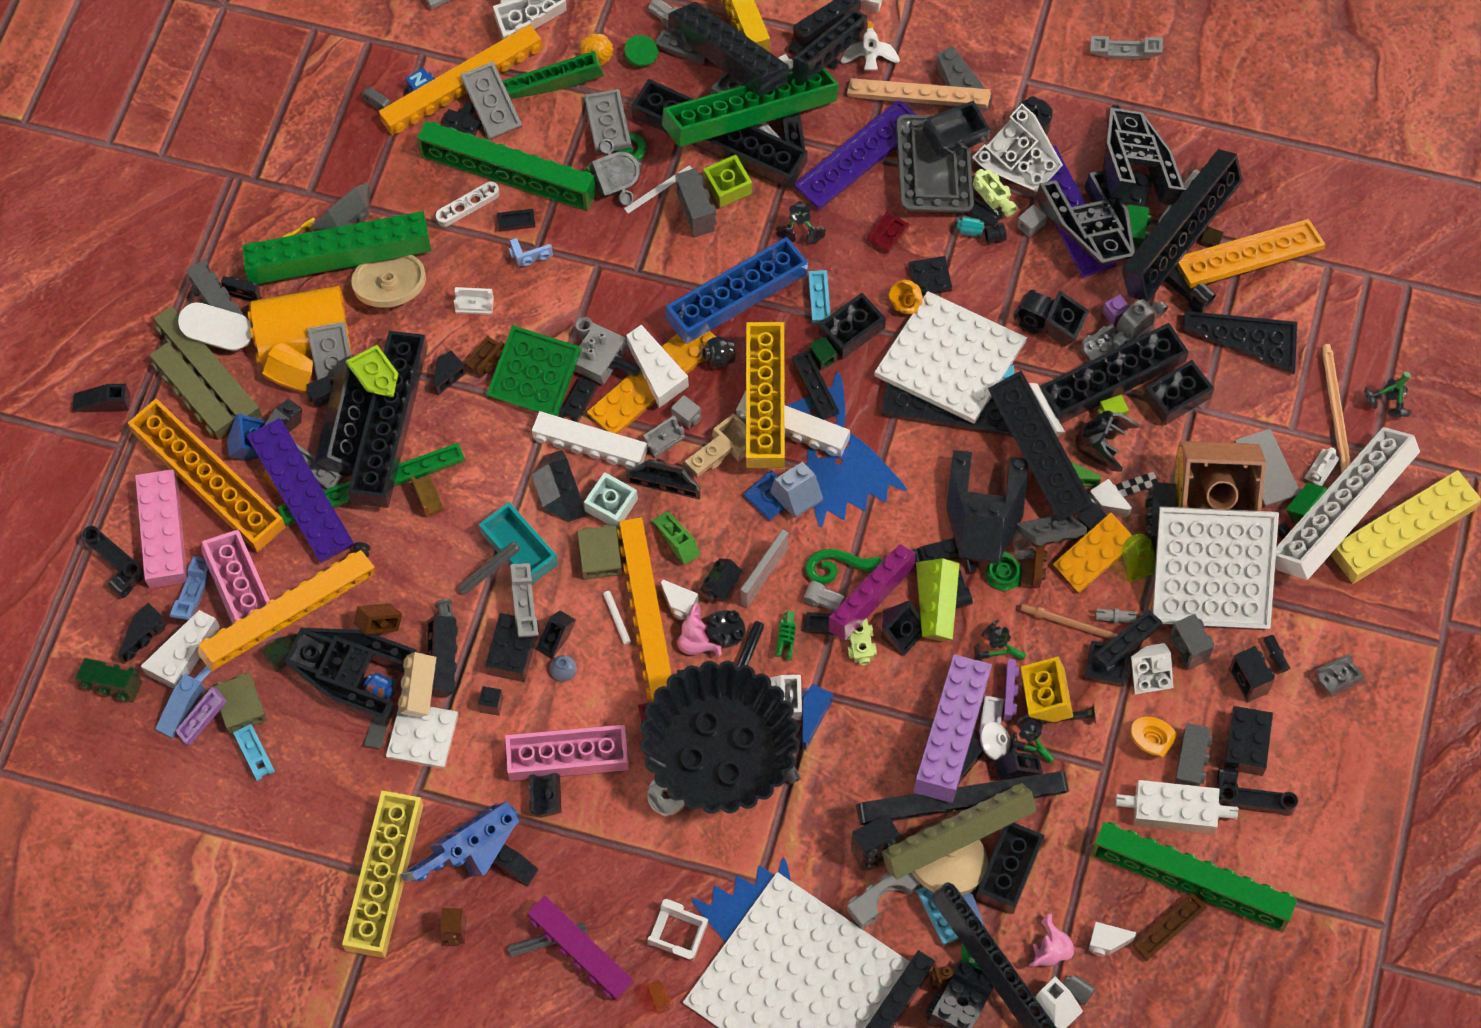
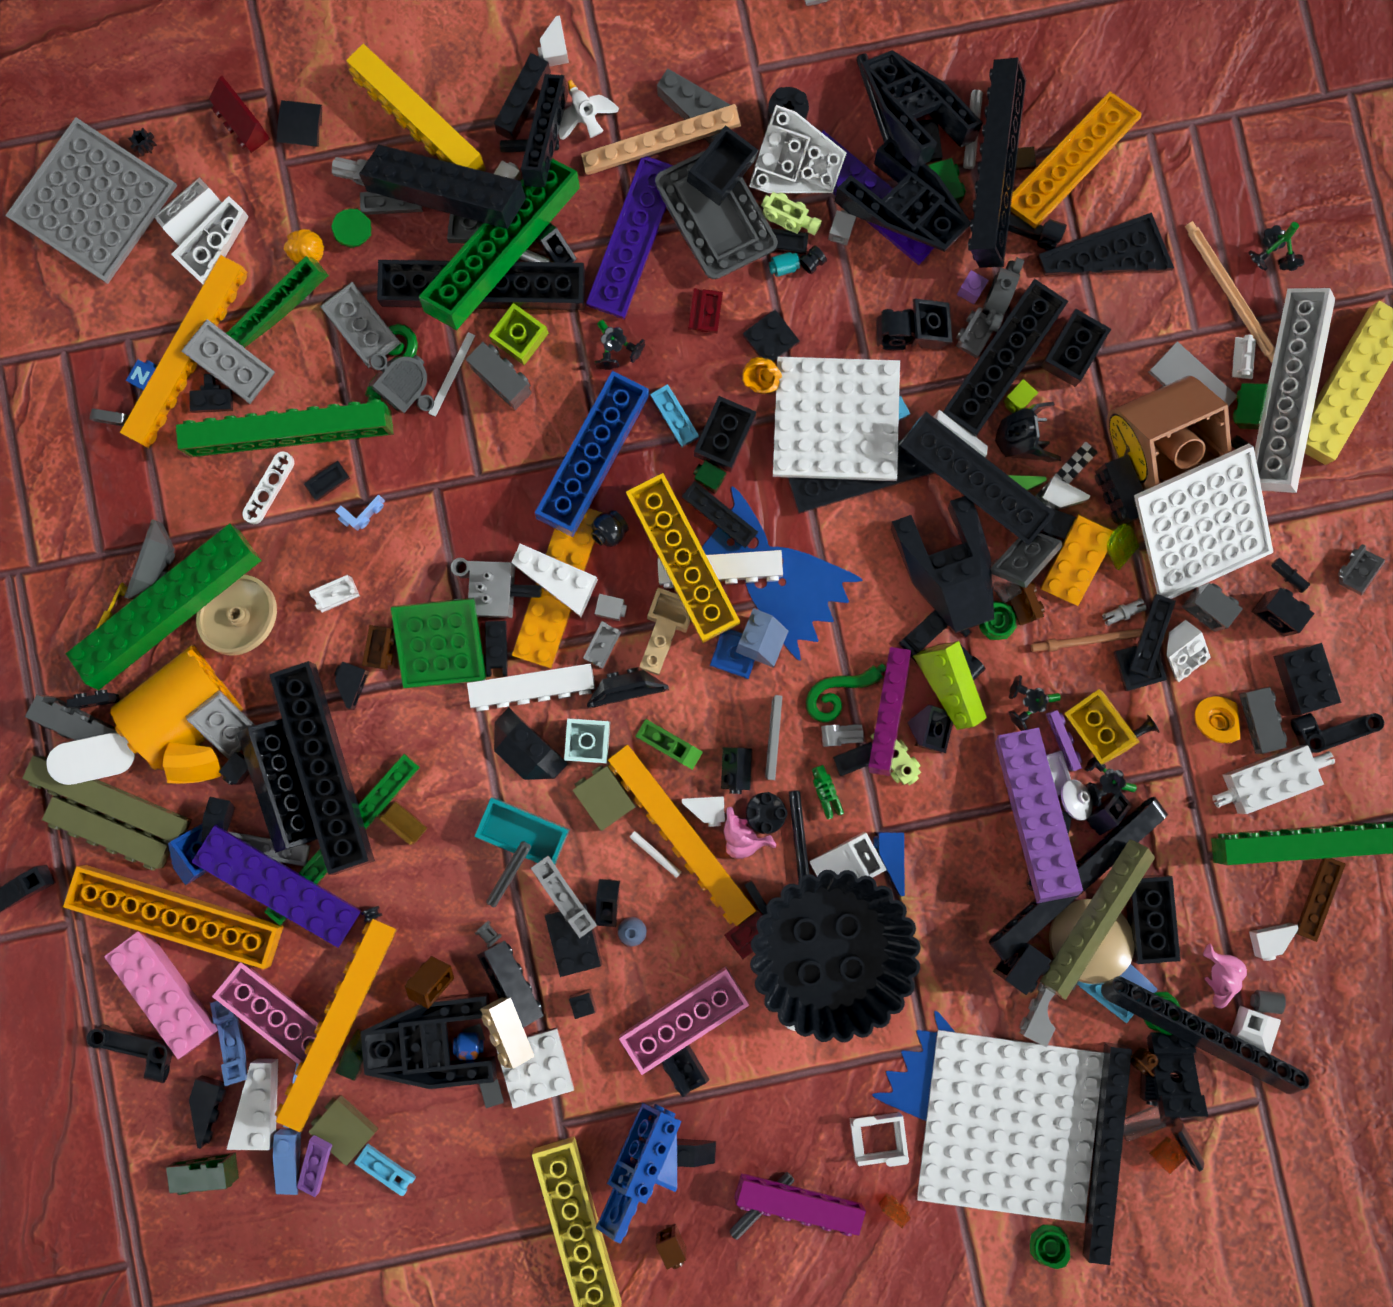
camera: 30 degrees left, 20 degrees up
(374, 371) = (282, 732): lime tile -> none

